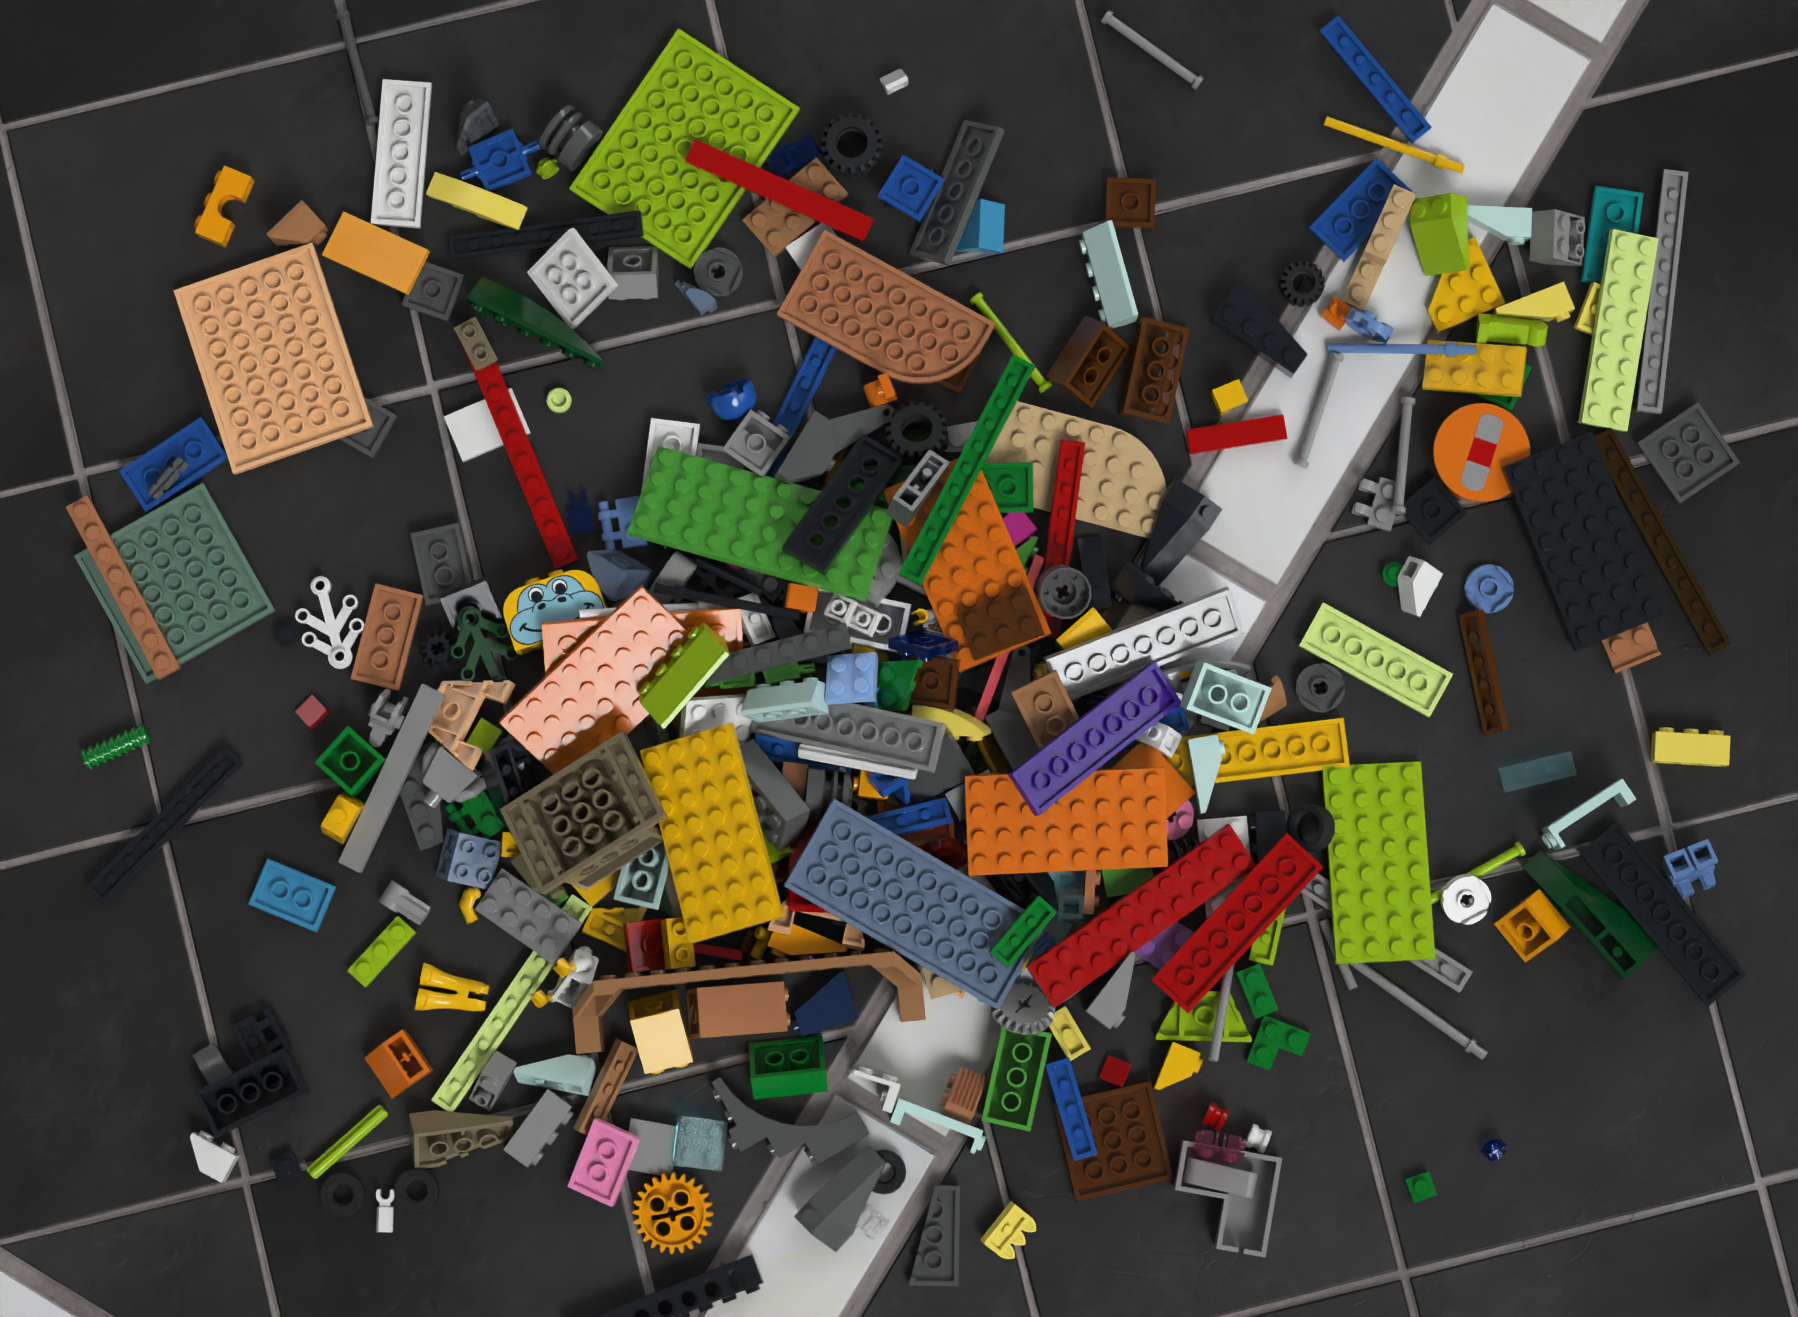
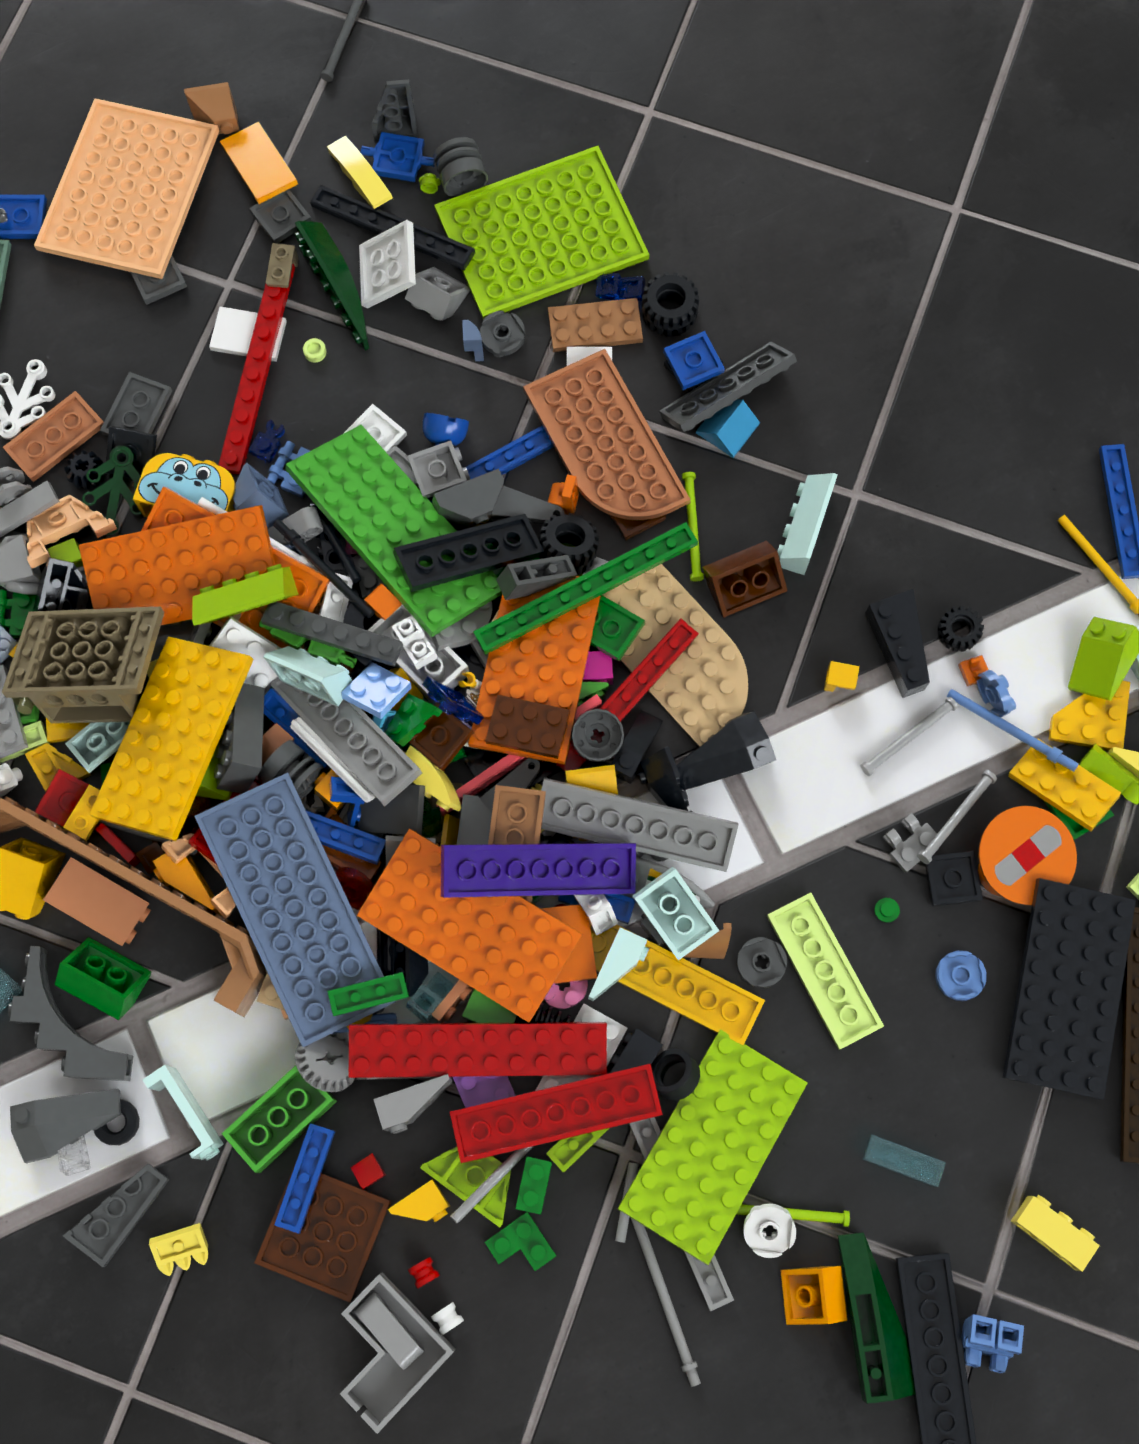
camera: 30 degrees right, 10 degrees down
(229, 186) = (186, 55): light orange arch -> none
(401, 153) = (330, 109): white plate -> none
(763, 936) = (148, 865): yellow arm -> none
(779, 190) = (591, 301): red tile -> none
(827, 1008) = (170, 950): dark blue slope -> none
(889, 1096) = (173, 1049): white bracket -> none
(894, 81) = (735, 283): white slope -> none
(964, 1095) = (224, 1102): nougat brick -> none
(1068, 1034) = (350, 1111): light yellow plate -> none
(1131, 202) = (861, 481): reddish brown plate -> none
(1152, 49) = (974, 424): light grey bar -> none
(1153, 370) = (793, 619): reddish brown slope -> none
(1206, 1150) = (411, 1314): clear pink hinge -> none
(1236, 434) = (828, 712): red tile -> none
(1356, 211) = (1046, 602): blue plate -> none
(1378, 247) = (1045, 636): tan bracket -> none
(1416, 585) = (900, 930): white slope -> none
(1483, 672) = (911, 1043): reddish brown plate -> none
(1617, 789) = (967, 1226): light aqua panel -> none
(1630, 648) = (1054, 1108): nougat plate -> none

